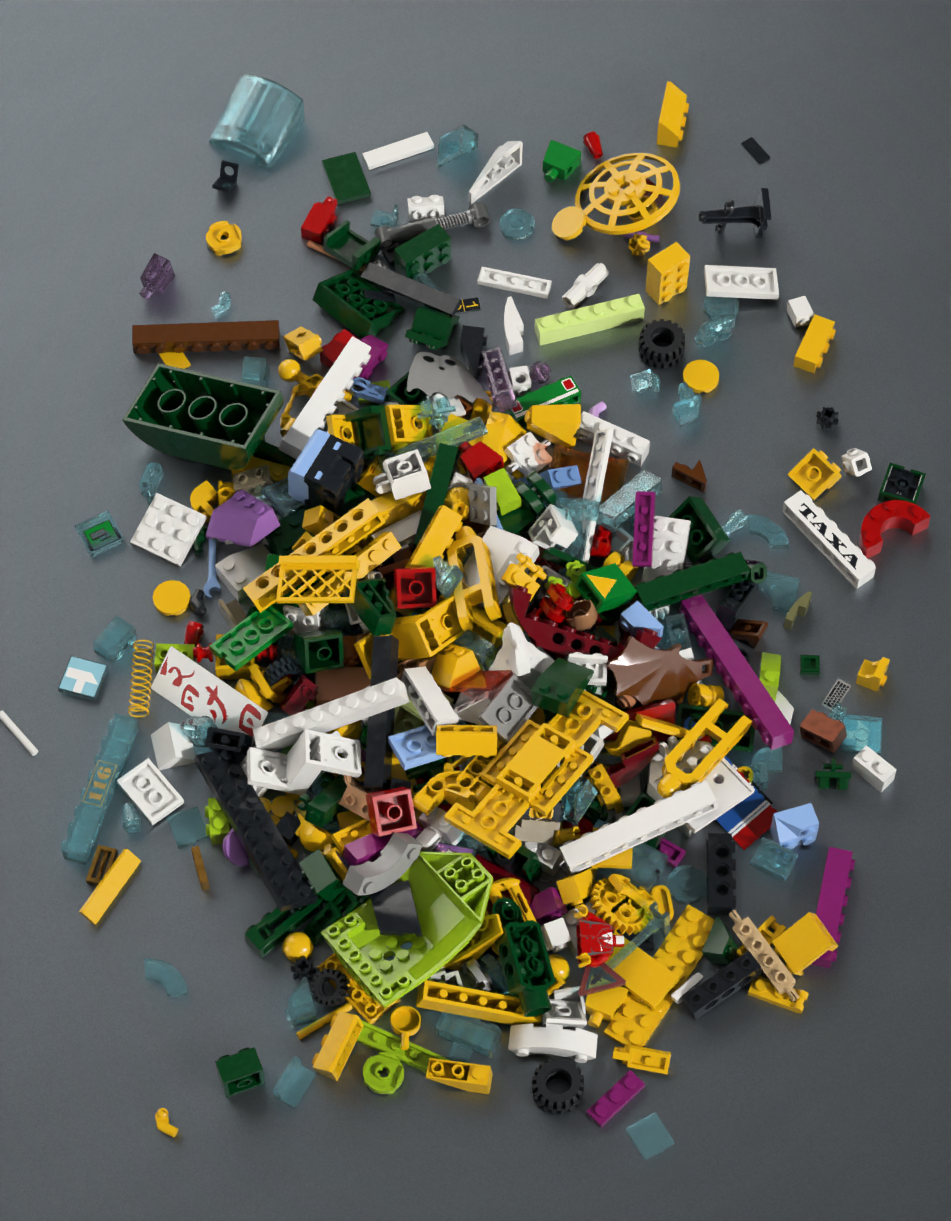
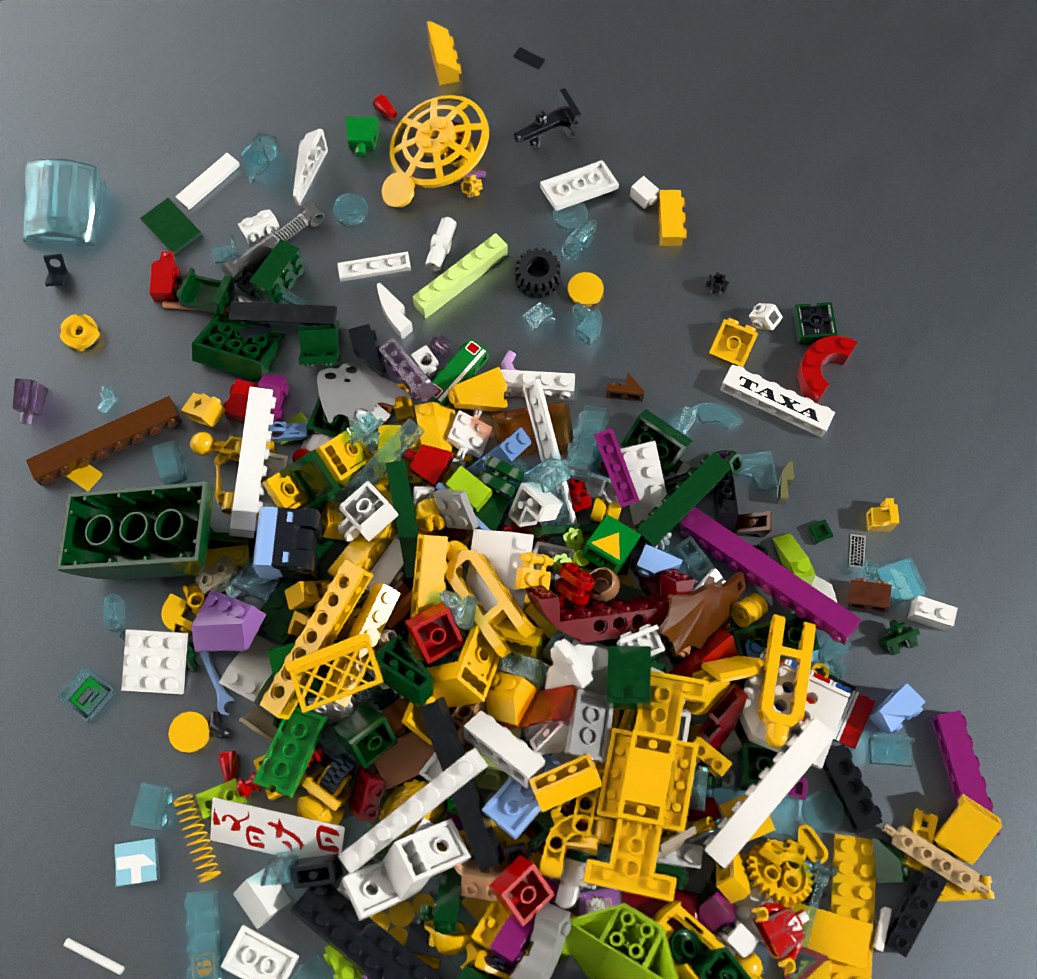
camera: 25 degrees left, 10 degrees up
(469, 305) = (342, 304): black sticker -> none
(667, 273) = (513, 203): yellow brick -> none

